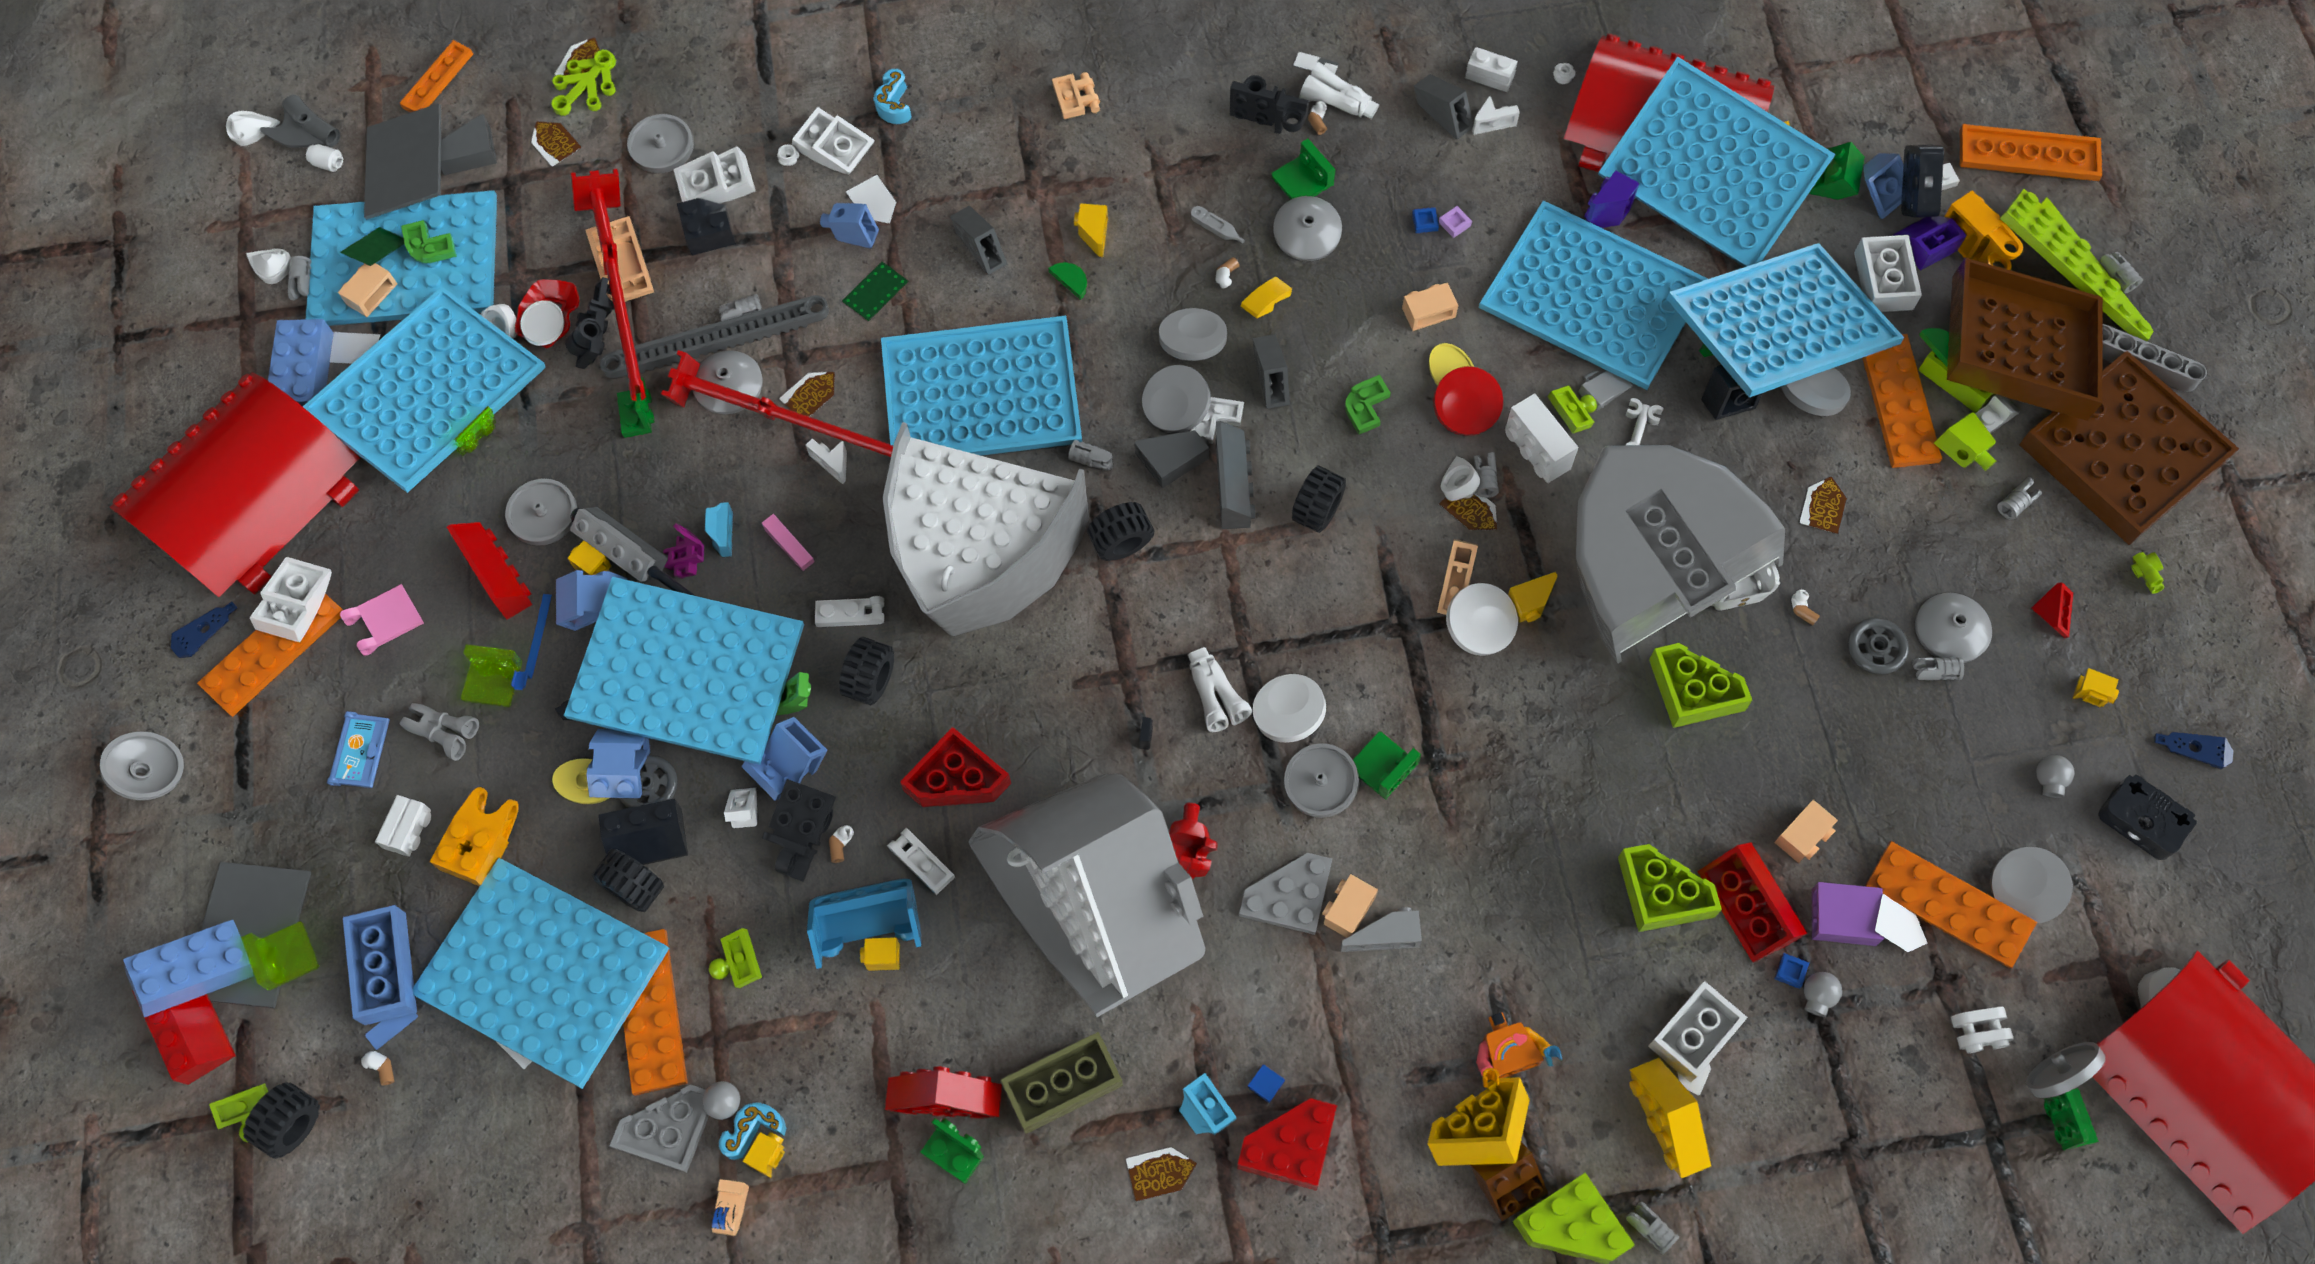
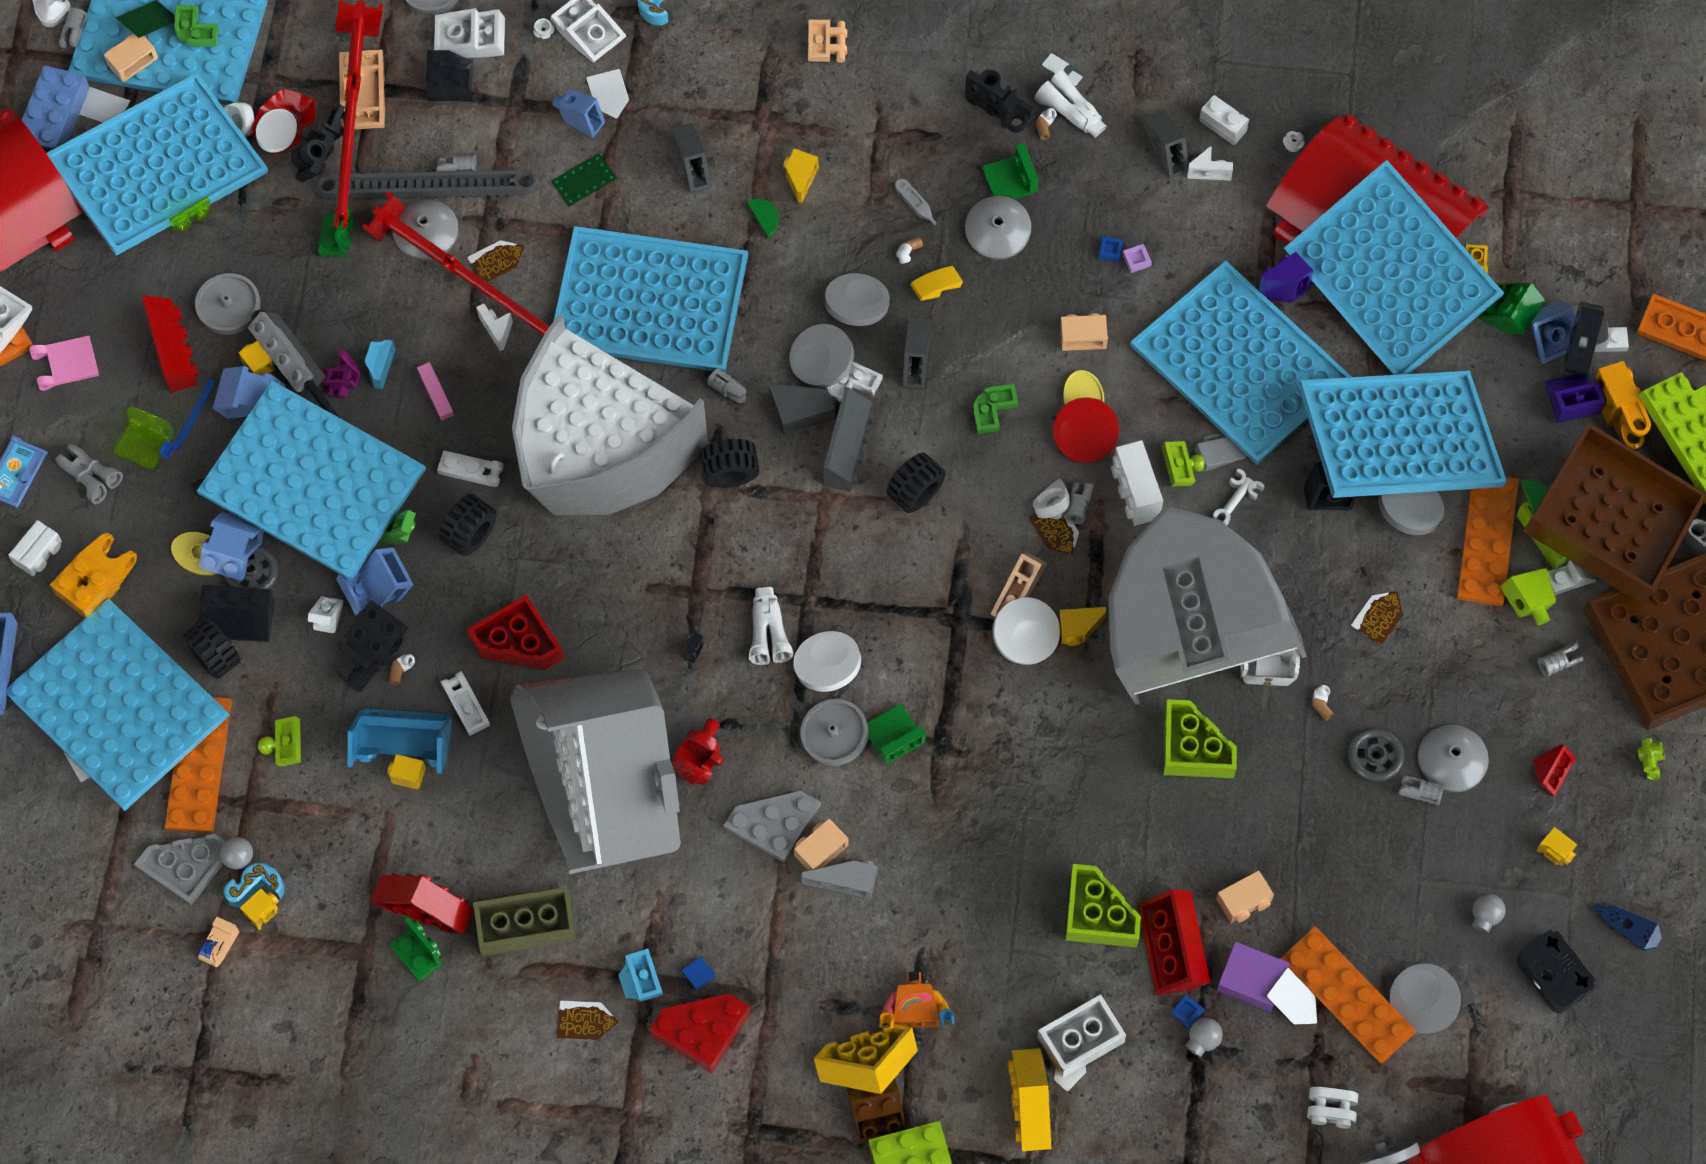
camera: 15 degrees right, 0 degrees up
(1888, 272) = (1520, 417): white brick -> none

